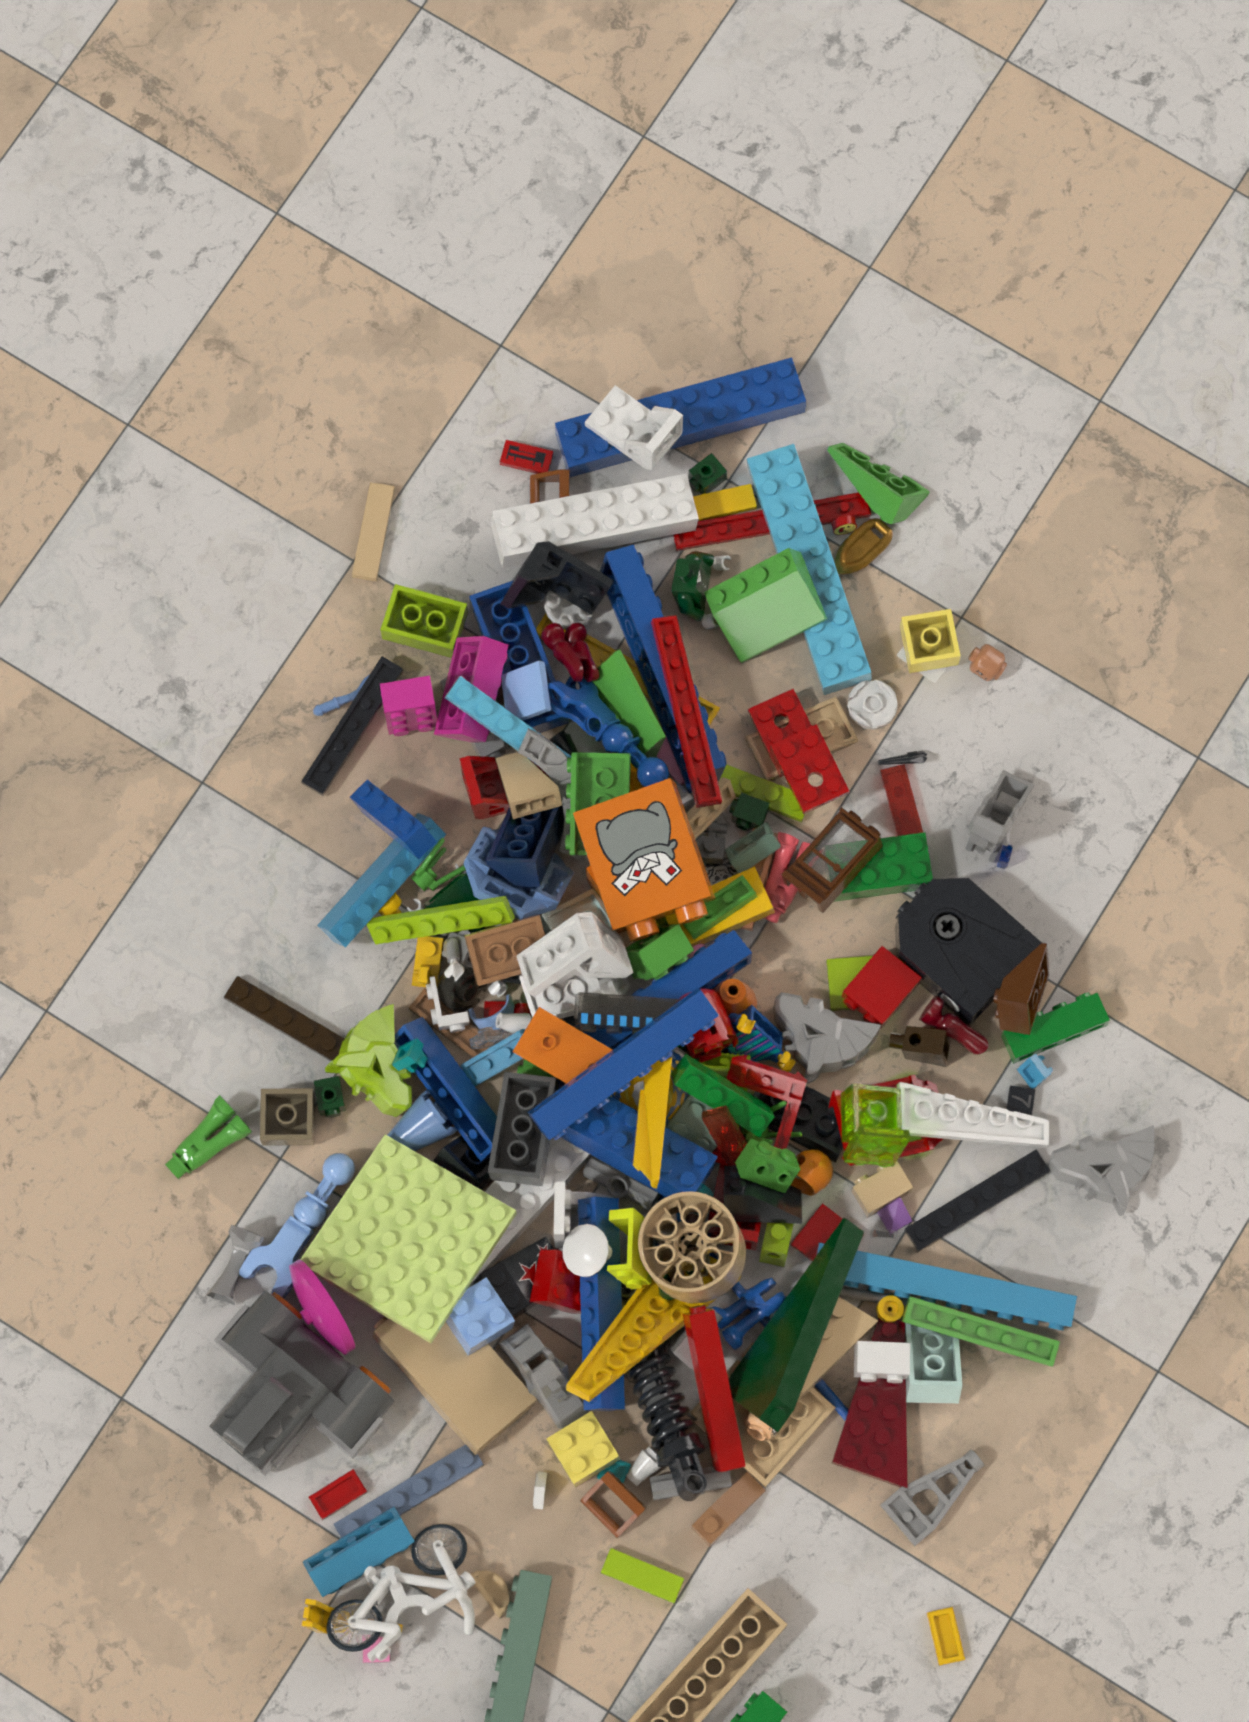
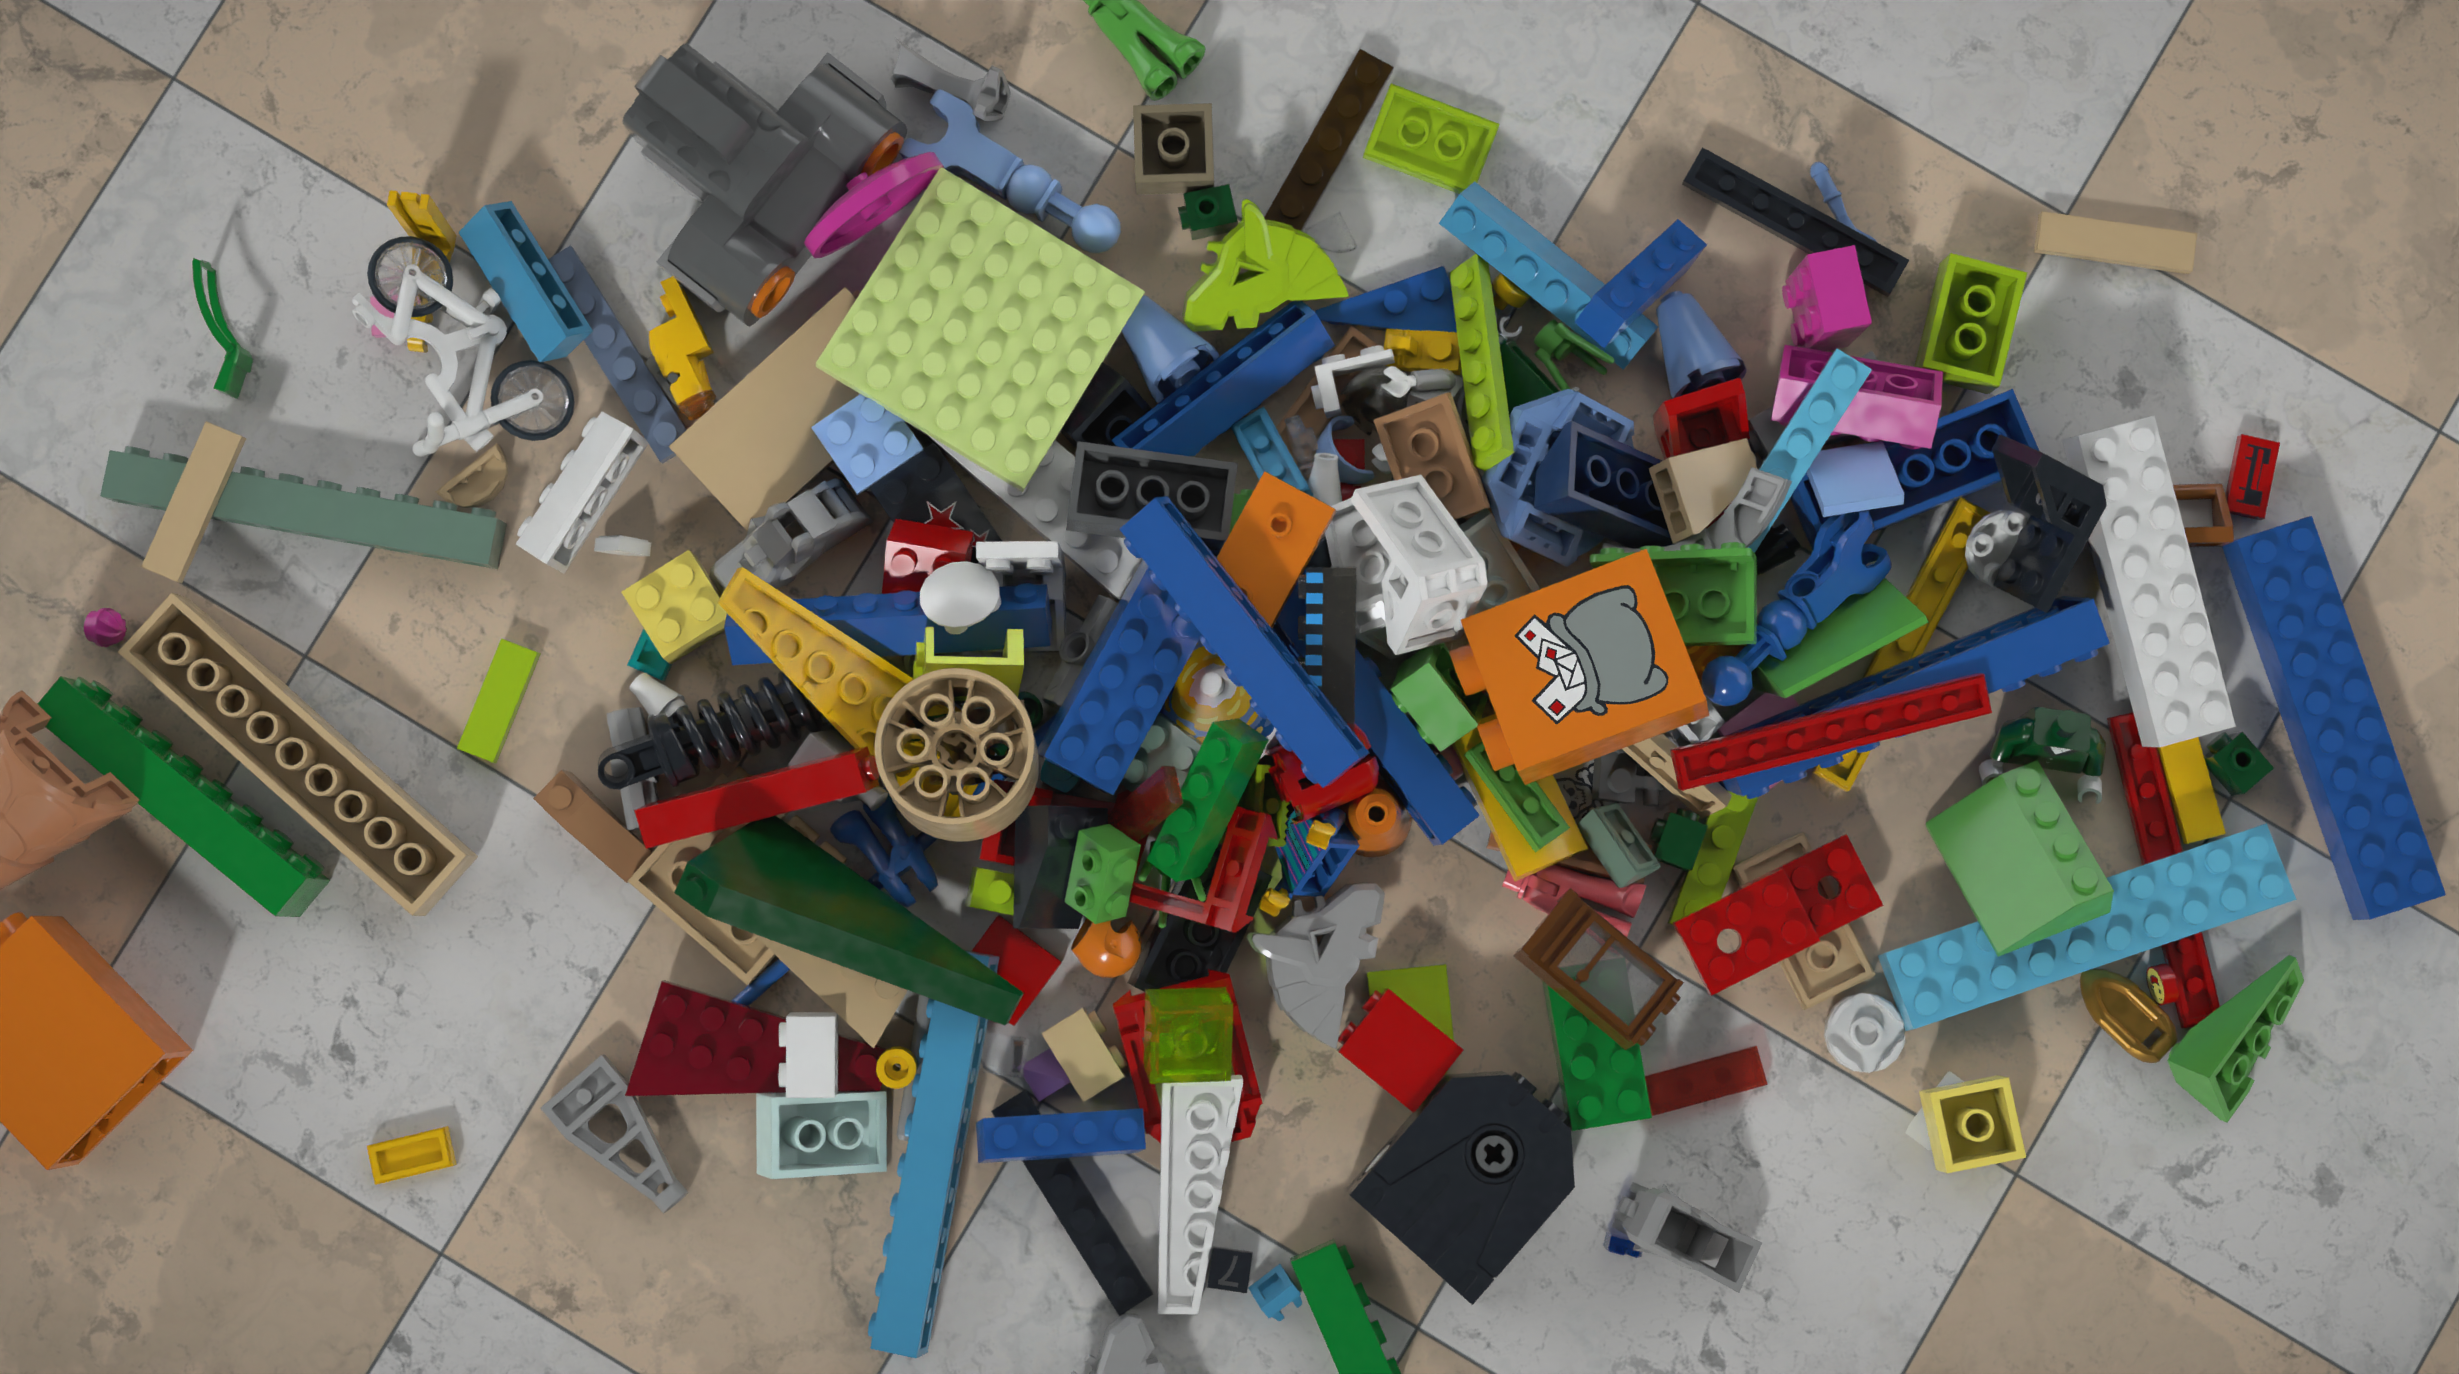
camera: 90 degrees right, 10 degrees up
(286, 954) = (1430, 140): none -> lime tile
(337, 1494) = (616, 251): red tile -> none
(396, 968) = (1409, 304): none -> blue wing
(410, 1056) = (1265, 323): teal tile -> none
(411, 1451) = (677, 352): none -> yellow plate
(434, 790) = (1694, 346): none -> medium blue cone
(502, 1514) = (581, 492): none -> white slope
(571, 650) = (1929, 551): dark red piece -> none
(623, 1493) = (612, 667): dark orange tile -> none
(635, 429) = (2308, 640): white bracket -> none
(651, 1121) = (1157, 689): yellow wedge -> none
(876, 1146) = (1135, 1043): clear neon green plate -> none
(909, 758) = (1777, 1093): black piece -> none
(932, 1045) = (1309, 1131): dark brown torso -> none
(935, 1201) = (1060, 1135): none -> blue brick
(955, 1027) = (1341, 1162): dark red piece -> none
(980, 1331) = (863, 1207): bright green plate -> none
(987, 662) = (1940, 1216): nougat head -> none
(1022, 992) = (1393, 1273): reddish brown slope -> none

